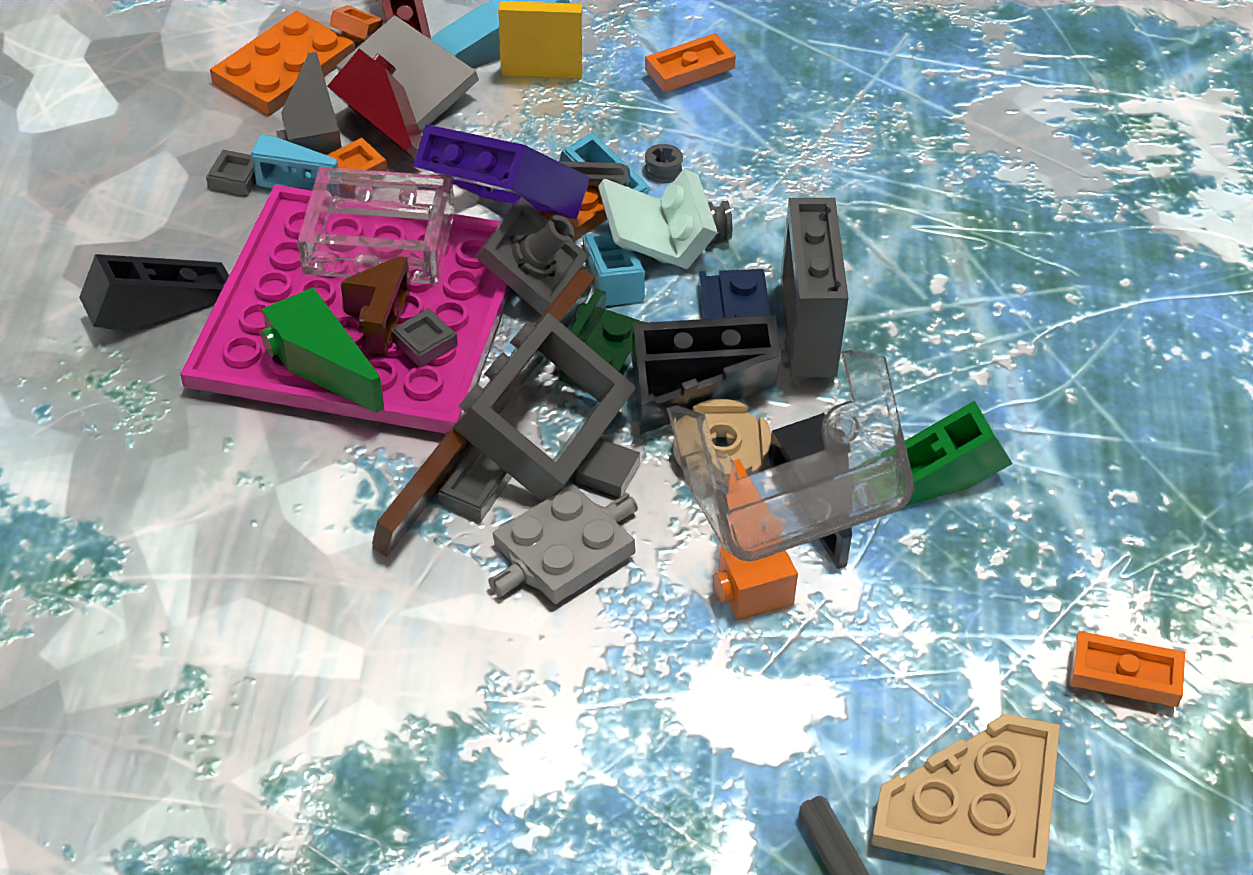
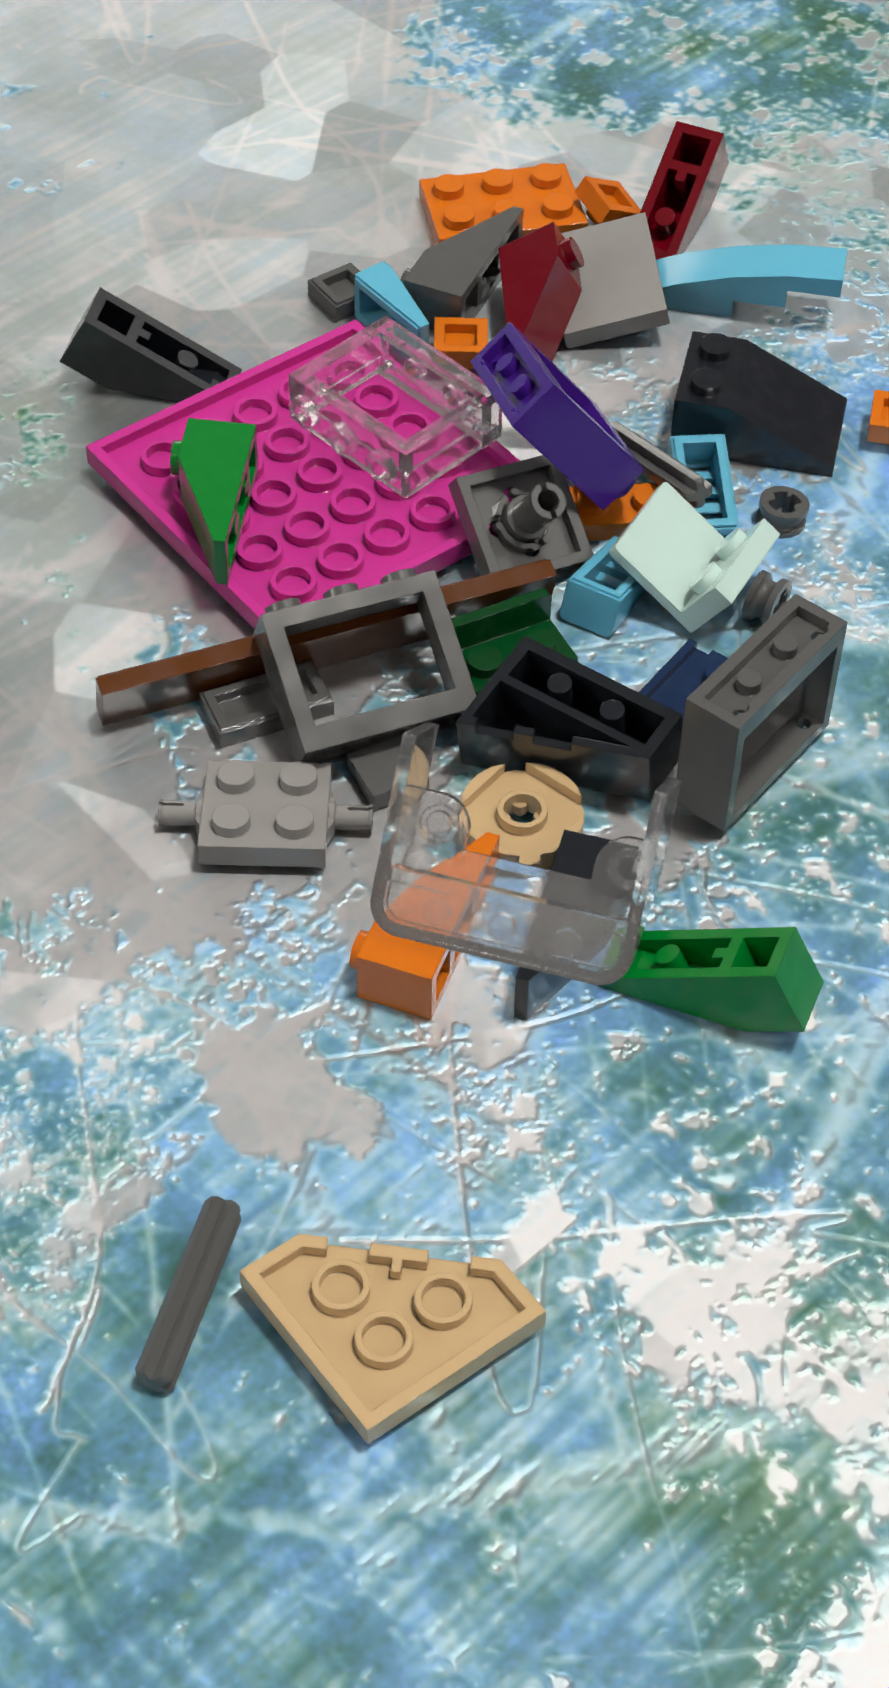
camera: 40 degrees right, 0 degrees up
(378, 300) = (318, 480): reddish brown slope -> none
(424, 337) = (331, 539): dark grey tile -> none
(540, 39) = (767, 306): yellow tile -> none
(570, 102) = (759, 403): none -> black slope
(1128, 669) = (694, 1316): orange plate -> none

